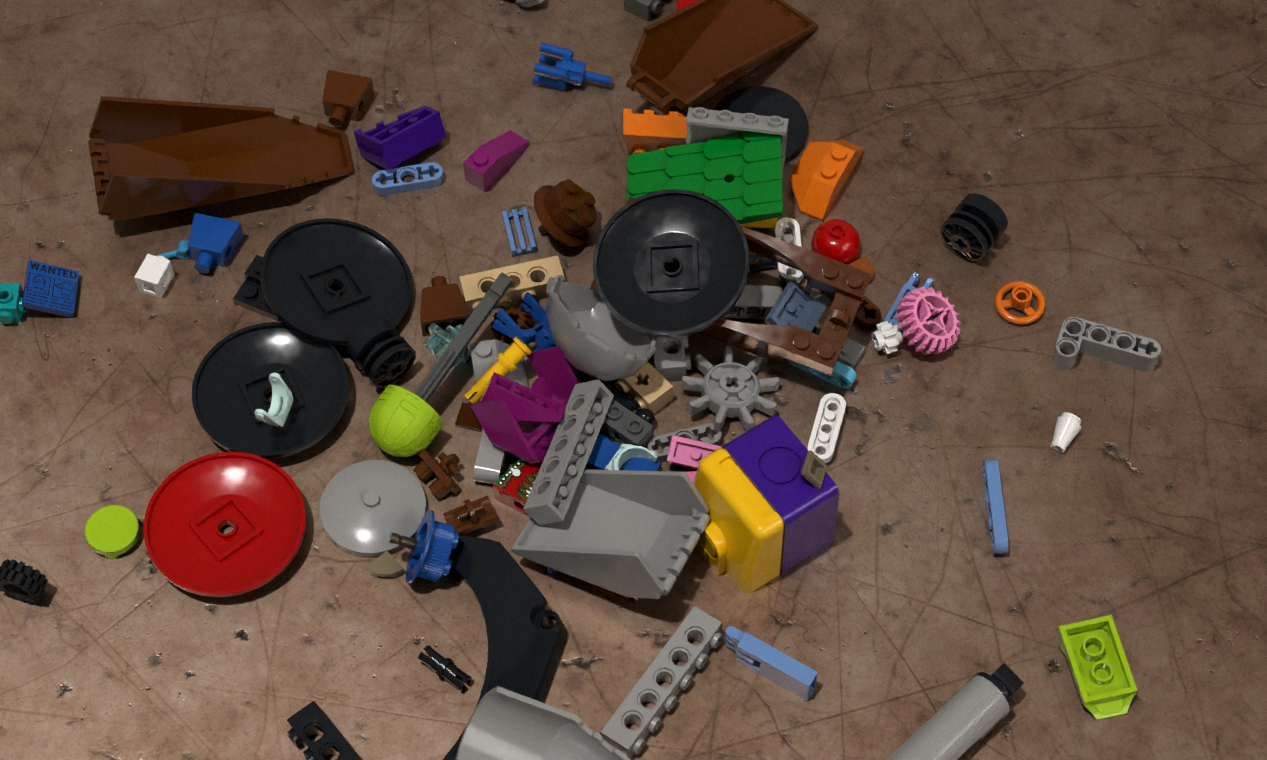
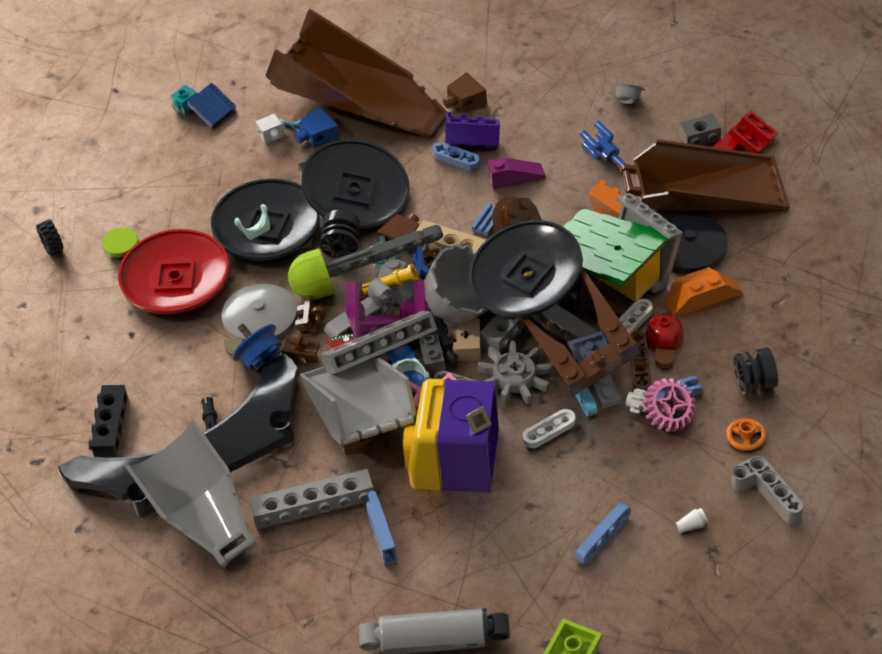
camera: 45 degrees right, 10 degrees down
(522, 401) = (377, 298): magenta slope -> none

